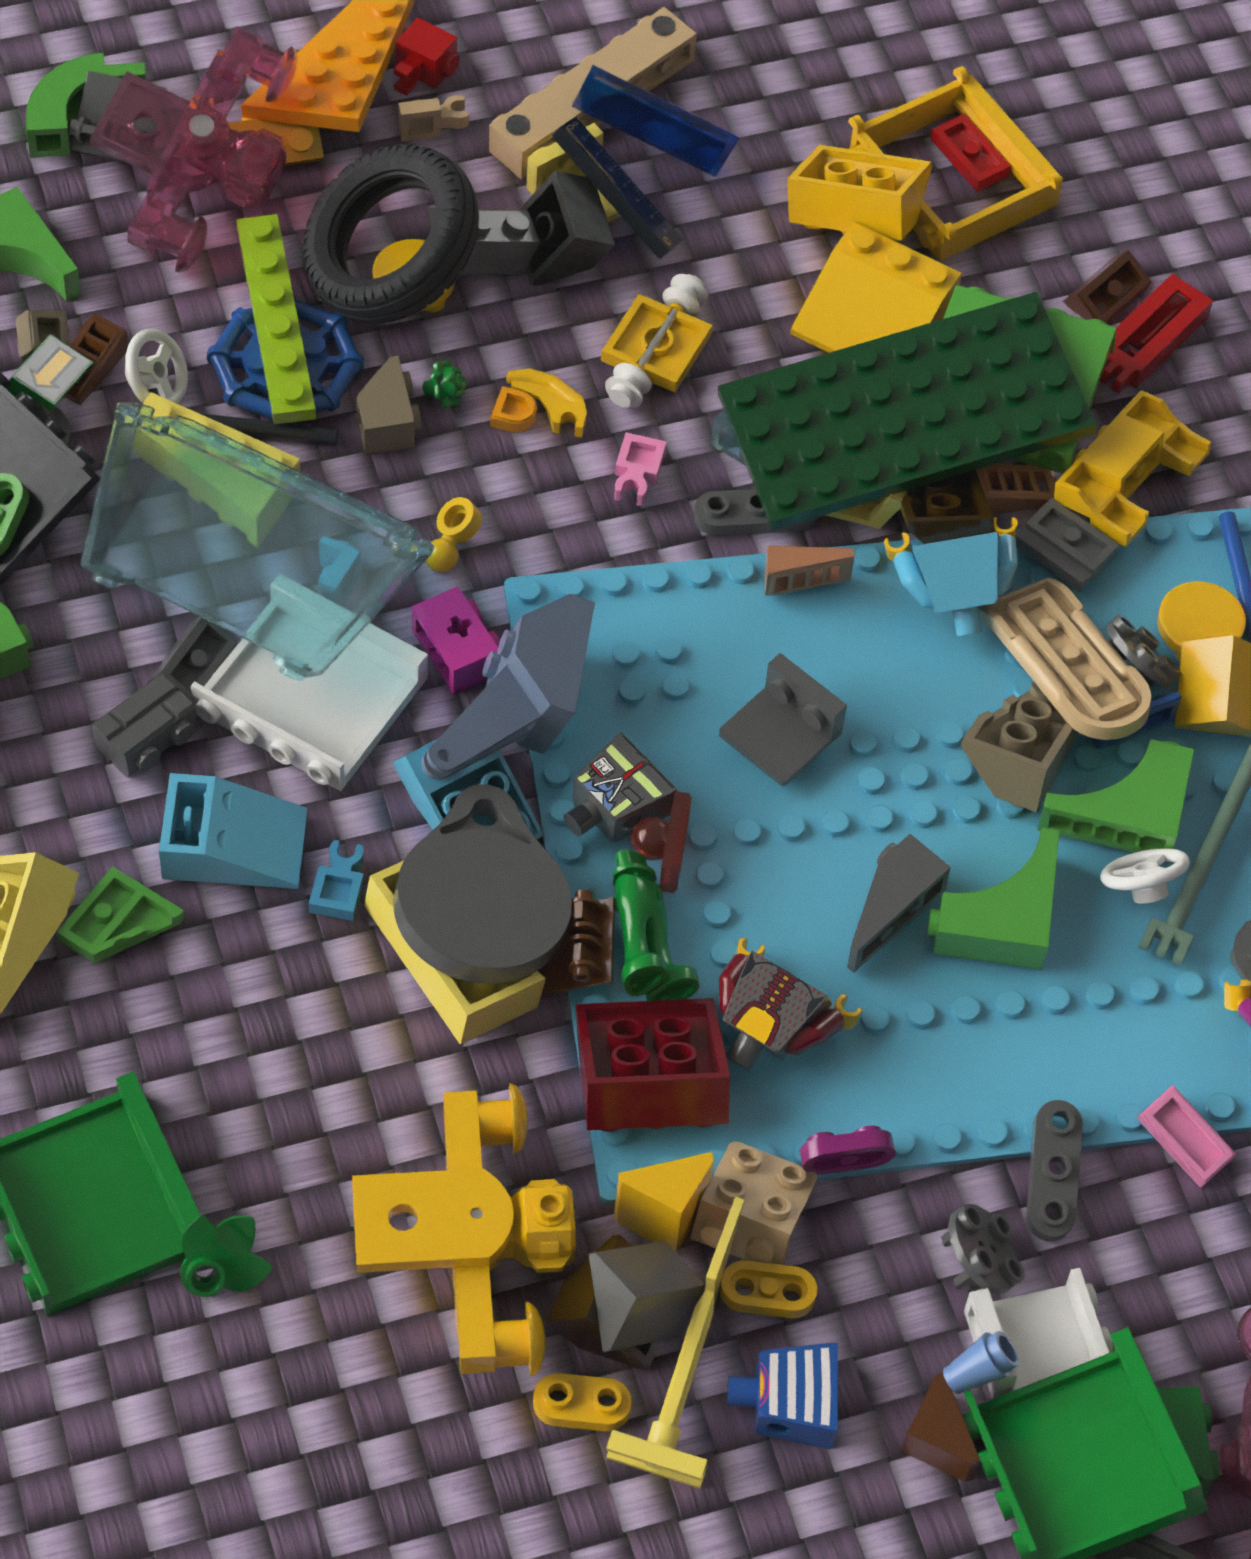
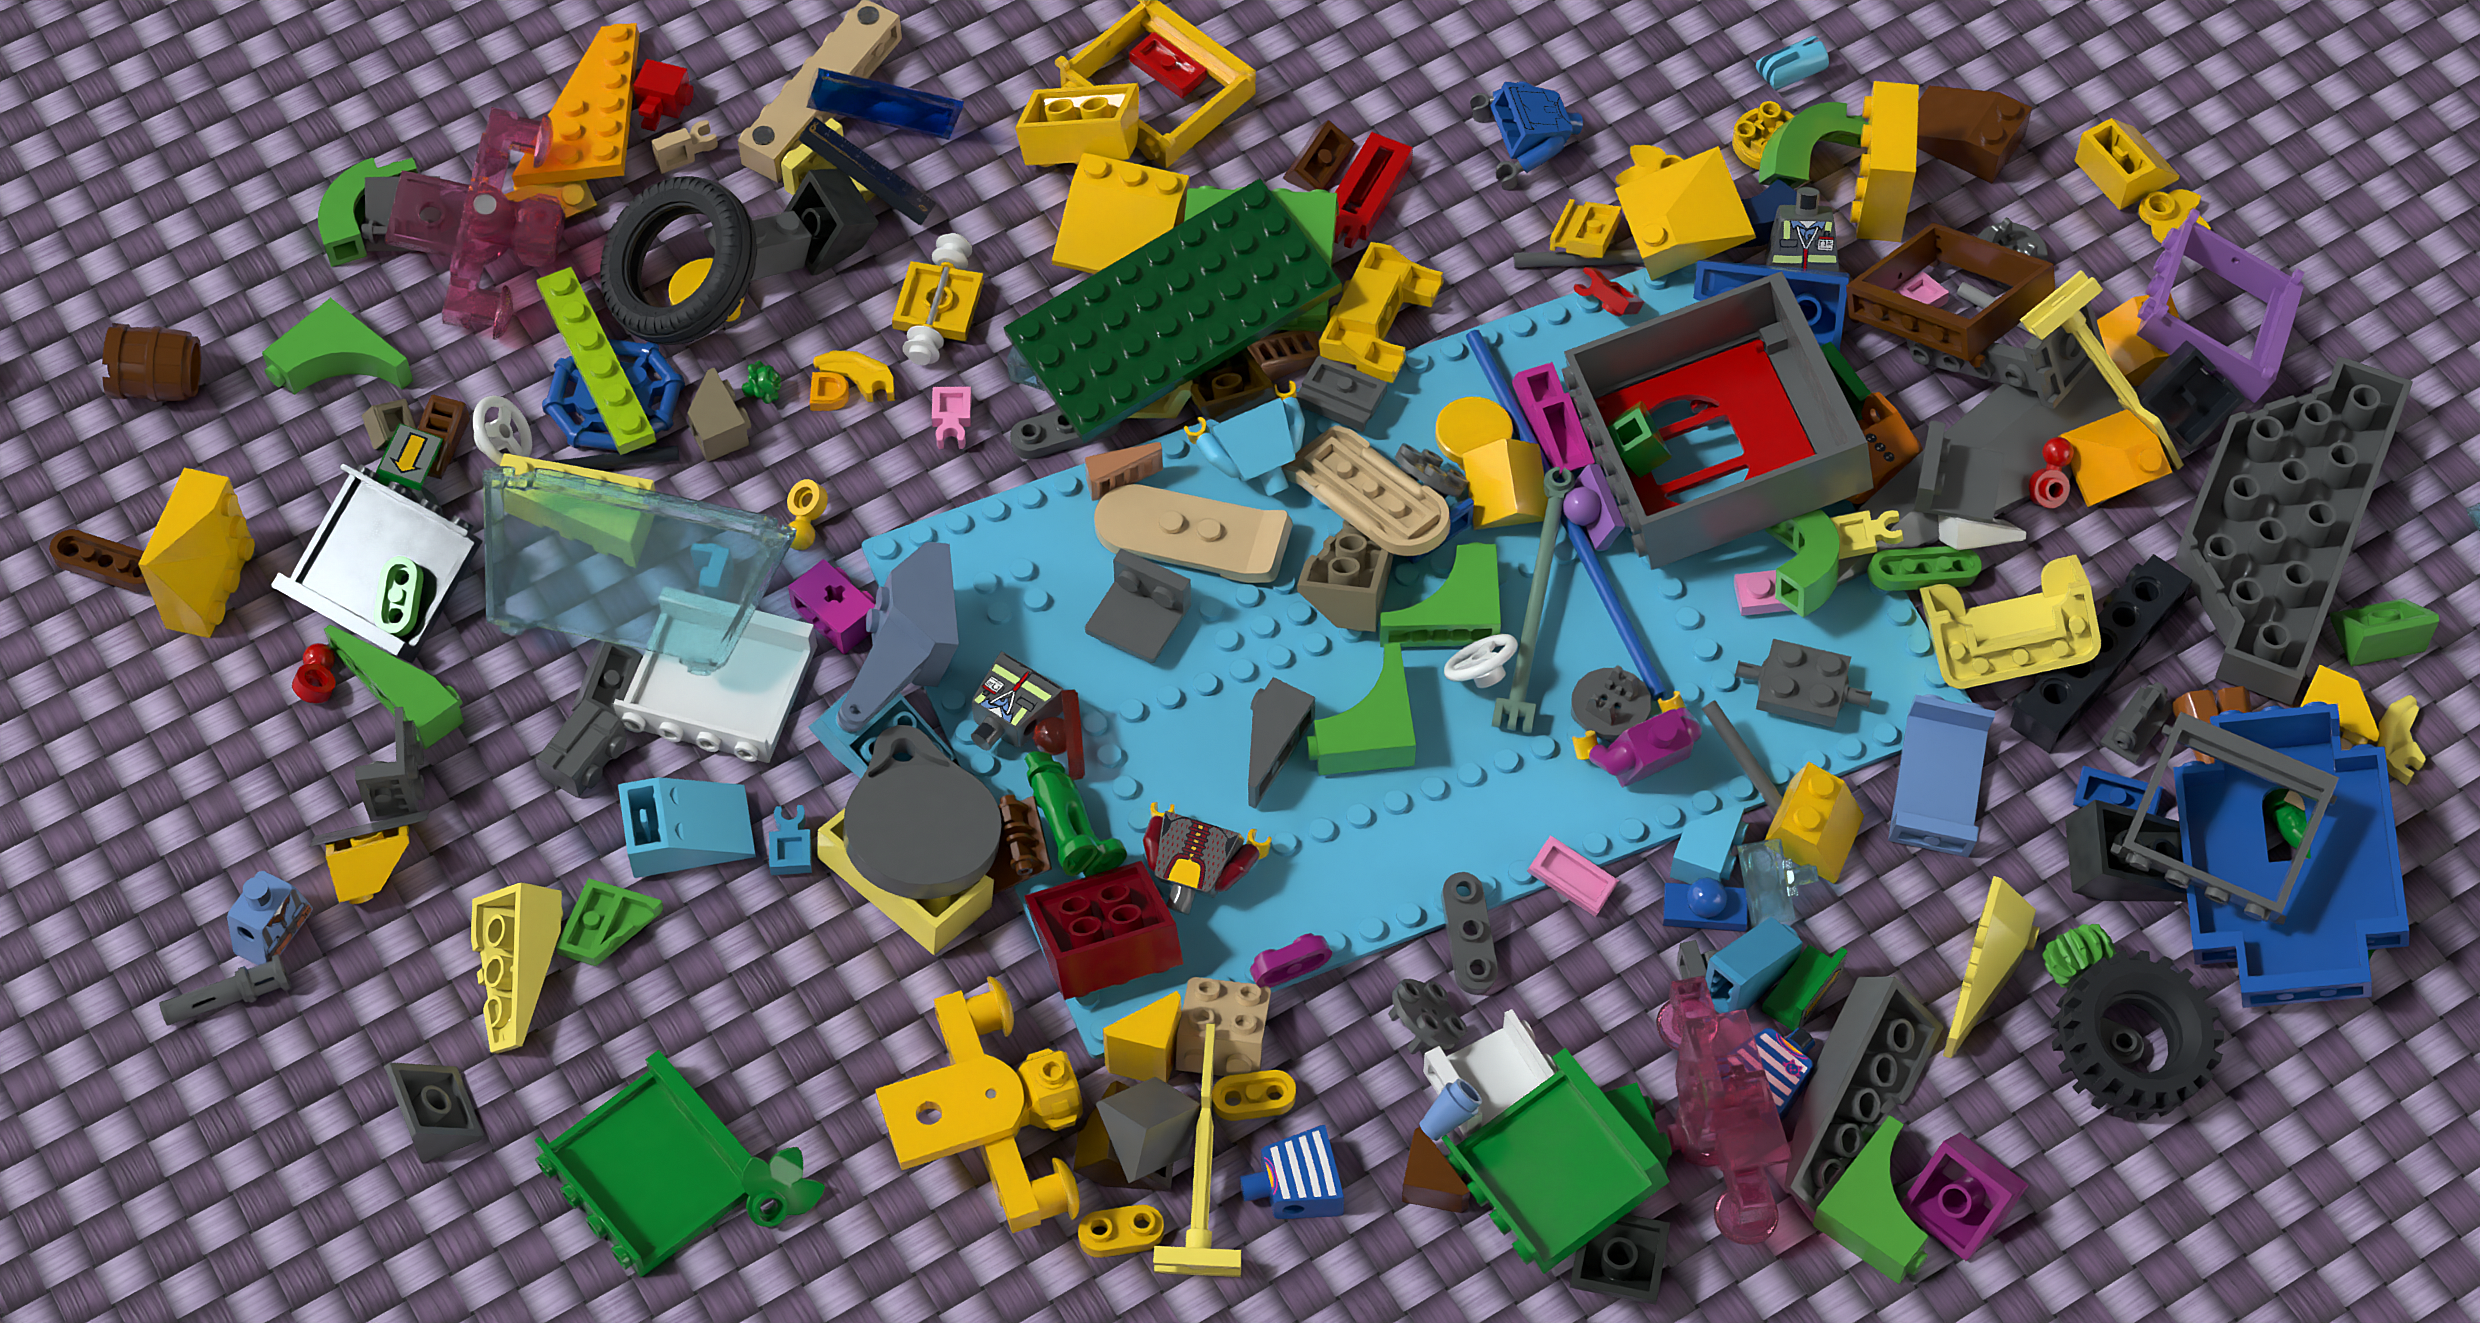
camera: 10 degrees left, 0 degrees up
(866, 655) = (1194, 532): none -> tan piece

